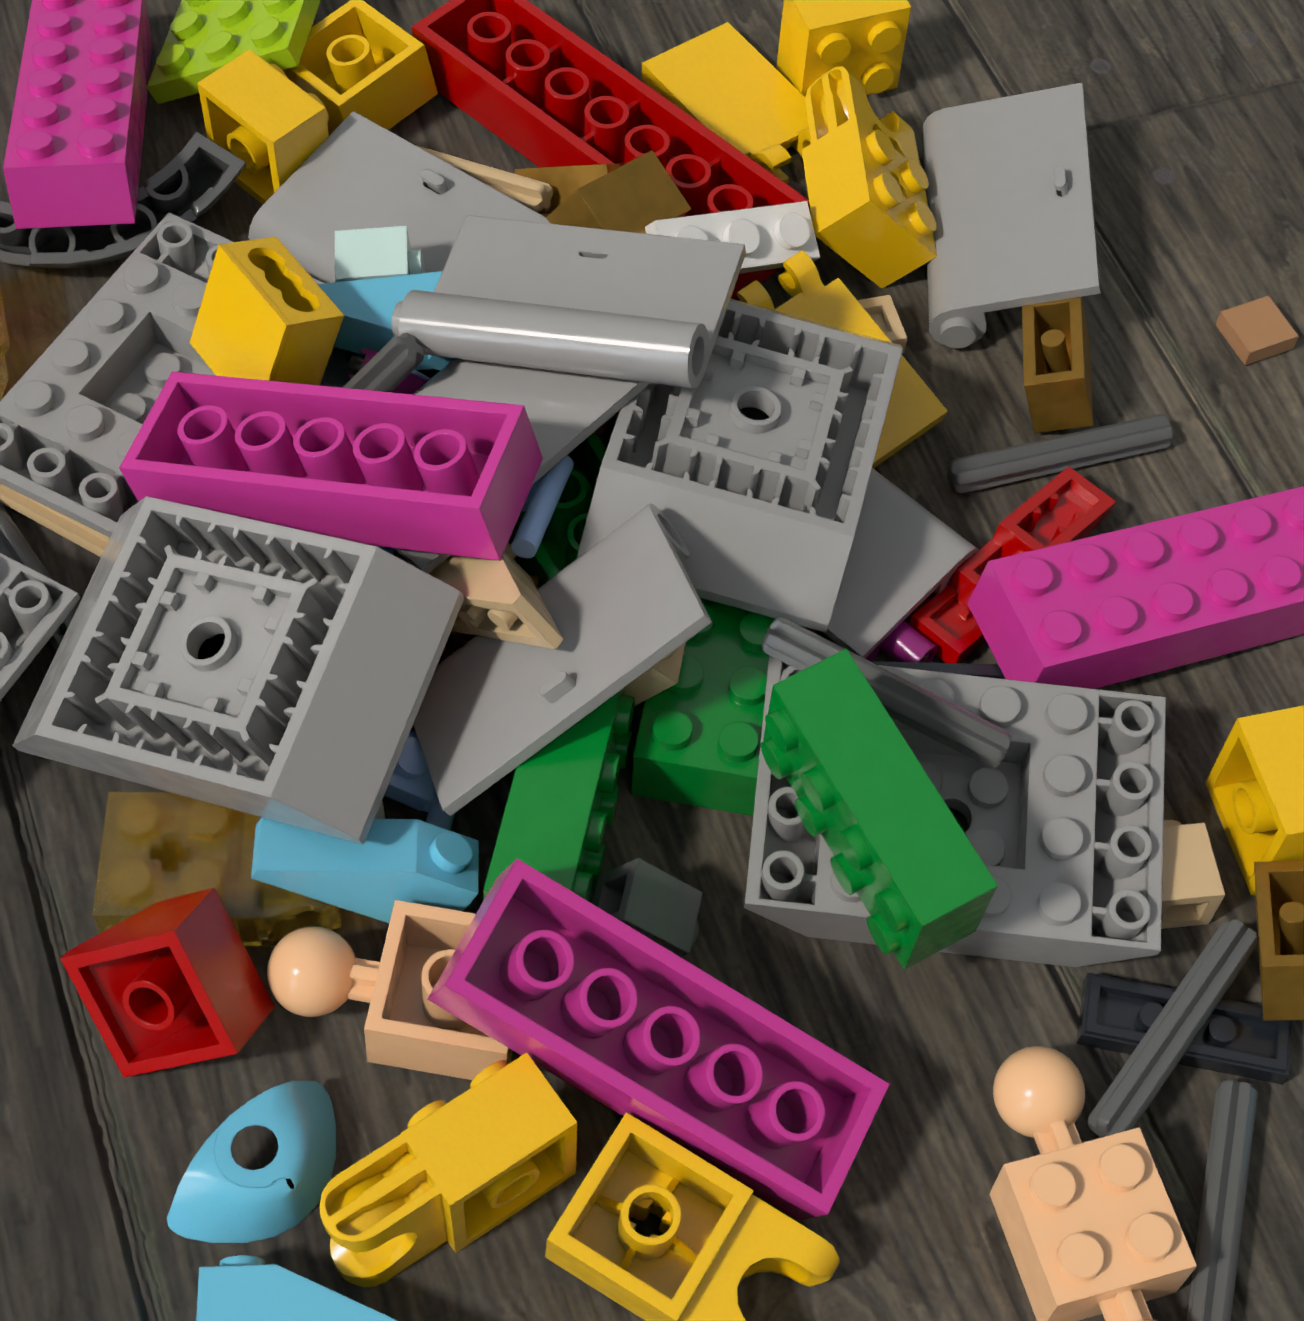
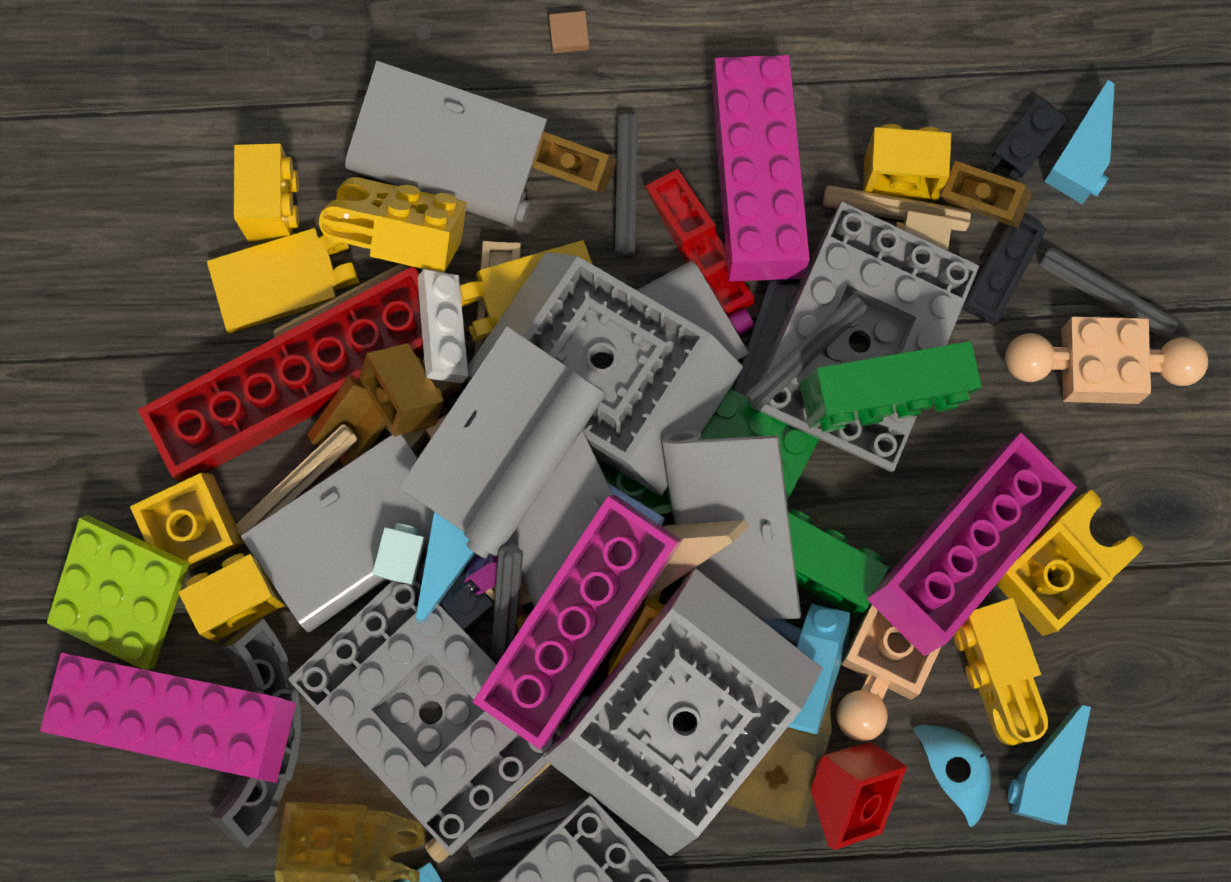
camera: 70 degrees left, 20 degrees up
(264, 316) = (449, 636): yellow piece -> none
(651, 904) = (876, 524): dark grey brick -> none
(1174, 1029) = (1014, 275): dark grey axle -> none
(1201, 805) = (893, 207): none -> tan axle

